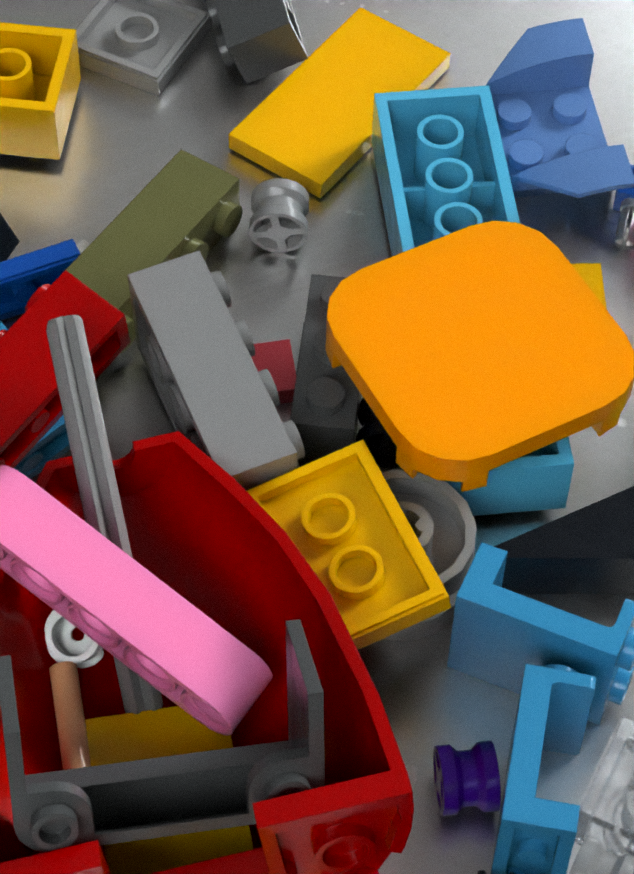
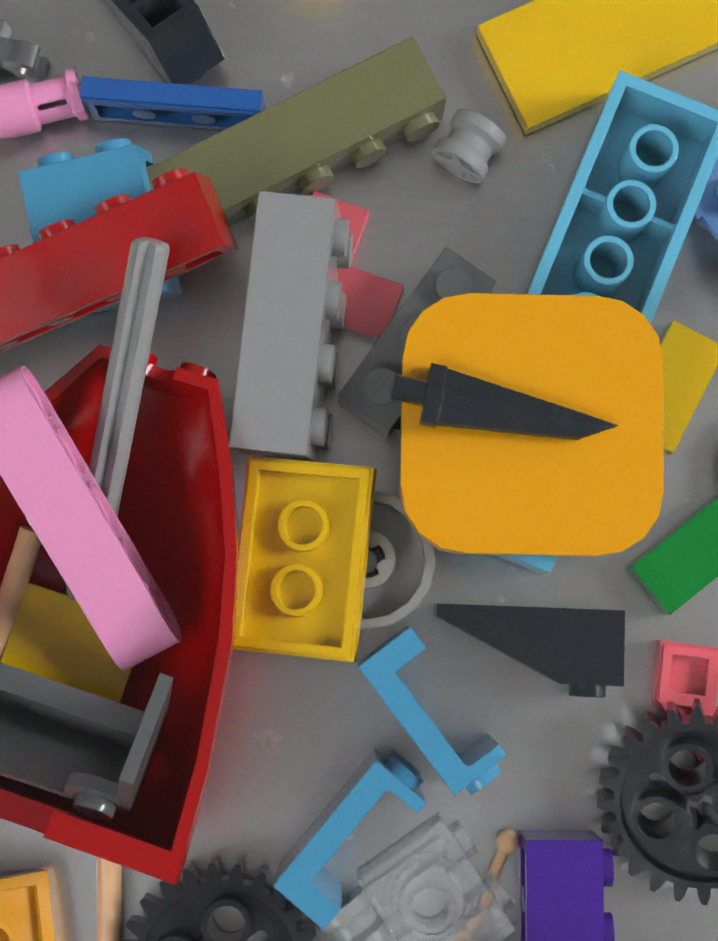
camera: 30 degrees right, 30 degrees up
(414, 339) = (475, 404): none -> black bar
(466, 778) = (303, 783): dark purple wheel -> none

